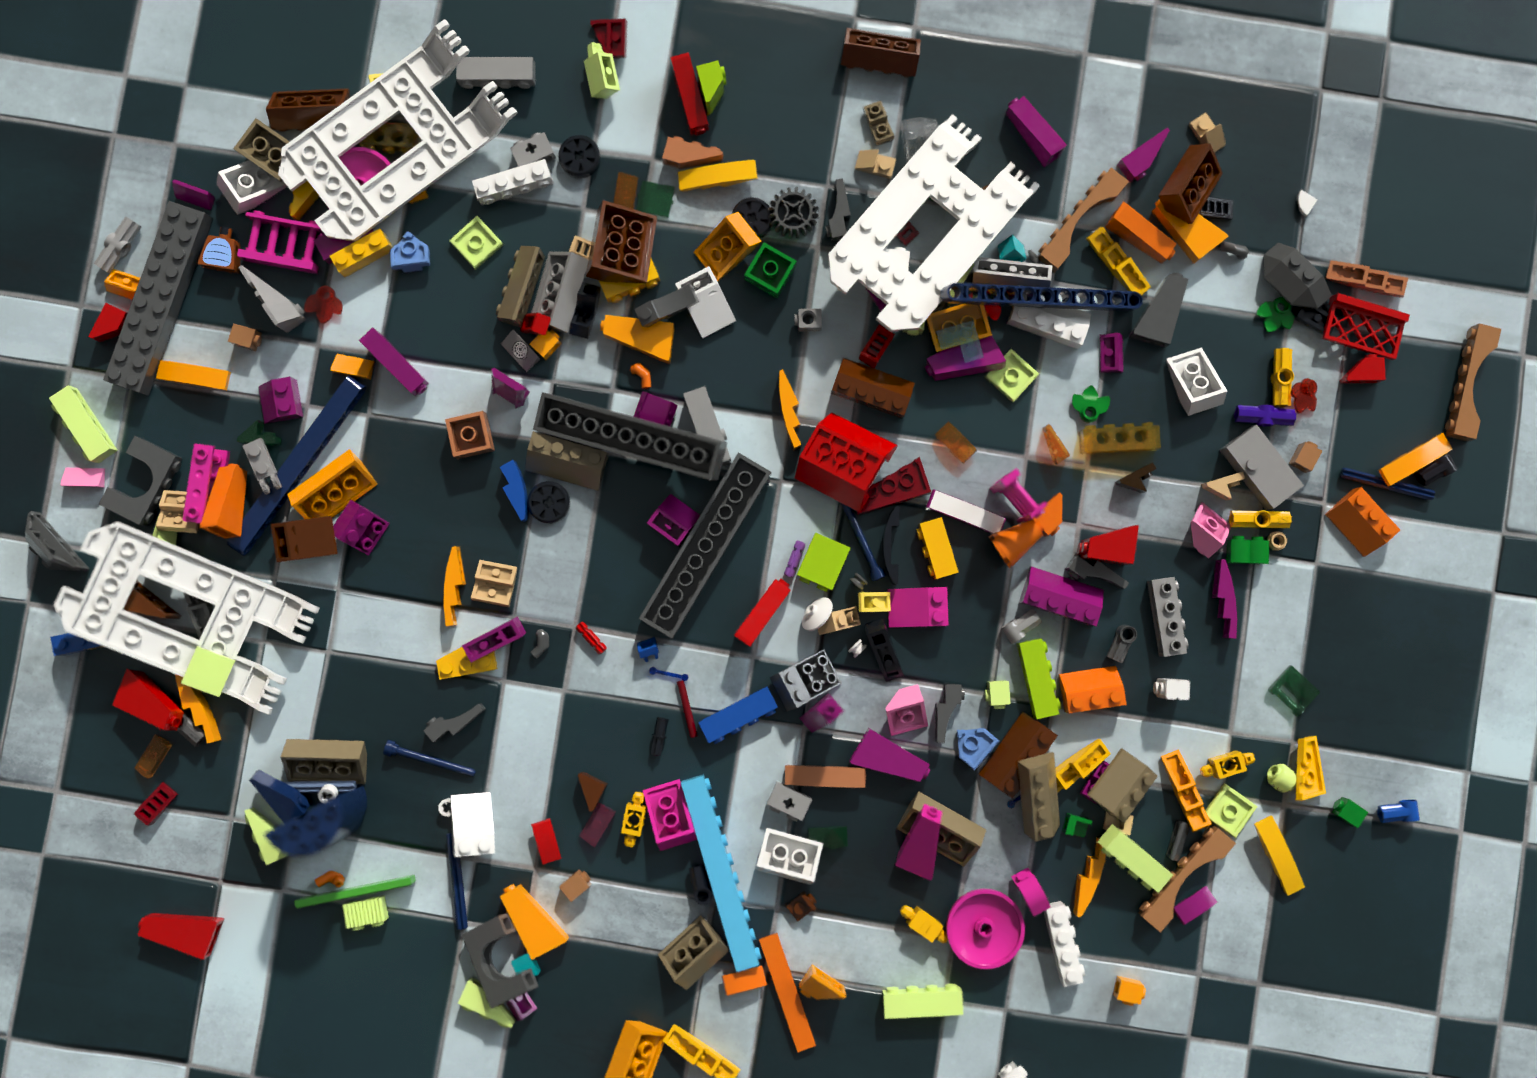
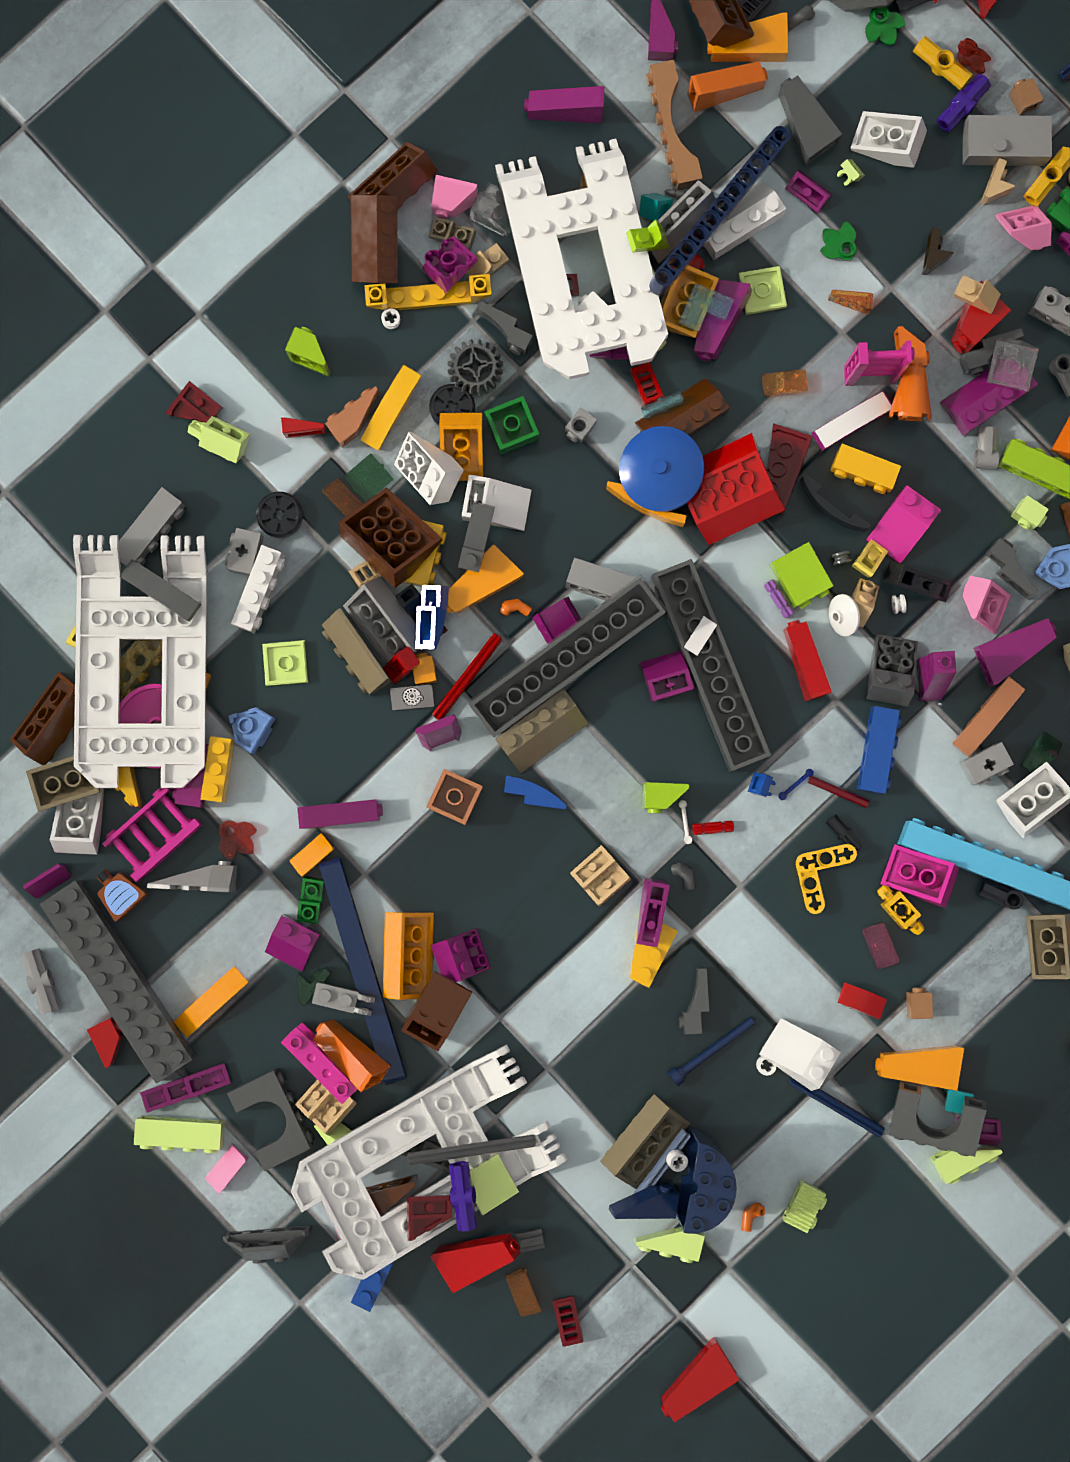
camera: 50 degrees left, 0 degrees up
(118, 404) = (185, 1087): none -> magenta slope
(121, 284) = (80, 1003): light orange slope -> none
(149, 640) = (426, 1213): none -> dark red wing
(182, 657) = (463, 1196): none -> dark purple piece
(200, 710) = (502, 1217): light orange slope -> none
(222, 639) = (471, 1149): none -> dark grey axle
(245, 337) = (213, 930): medium nougat brick -> none
(319, 391) = (310, 900): none -> green slope
(355, 891) = (779, 1201): bright green tile -> none
(453, 579) = (571, 908): light orange slope -> none
(454, 112) = (160, 590): none -> dark grey slope
(541, 493) = (552, 773): black wheel -> none
(565, 378) = (468, 675): none -> red axle
(569, 626) = (687, 839): none -> white hinge
(582, 580) = (661, 795): none -> lime slope
(585, 317) = (431, 616): none -> blue slope
(592, 789) = (847, 925): reddish brown slope -> none
(613, 734) = (812, 871): none -> yellow beam
(651, 121) = (299, 428): none -> red slope
(689, 93) = (301, 376): red slope -> none
(691, 235) = (428, 469): none -> white slope
(717, 521) = (700, 635): none -> white sticker
(788, 125) = (387, 324): none -> white bush
(818, 138) = (428, 295): none -> yellow slope
(819, 400) = (661, 469): none -> blue dish
(827, 68) = (374, 239): none -> reddish brown slope
(853, 135) = (448, 263): none -> magenta slope
(869, 366) = (663, 404): none -> clear light blue pin
(876, 572) = (845, 537): dark blue piece -> none
(902, 100) = (452, 196): none -> bright pink slope
(978, 261) = (648, 238): none -> lime slope
(1095, 595) = (1013, 363): none -> clear slope
(1117, 262) = (732, 124): yellow slope -> none
(1125, 530) = (977, 294): none -> tan slope
(1149, 432) = (873, 269): clear yellow brick -> none
(1150, 372) = (851, 170): none -> yellowish green tile

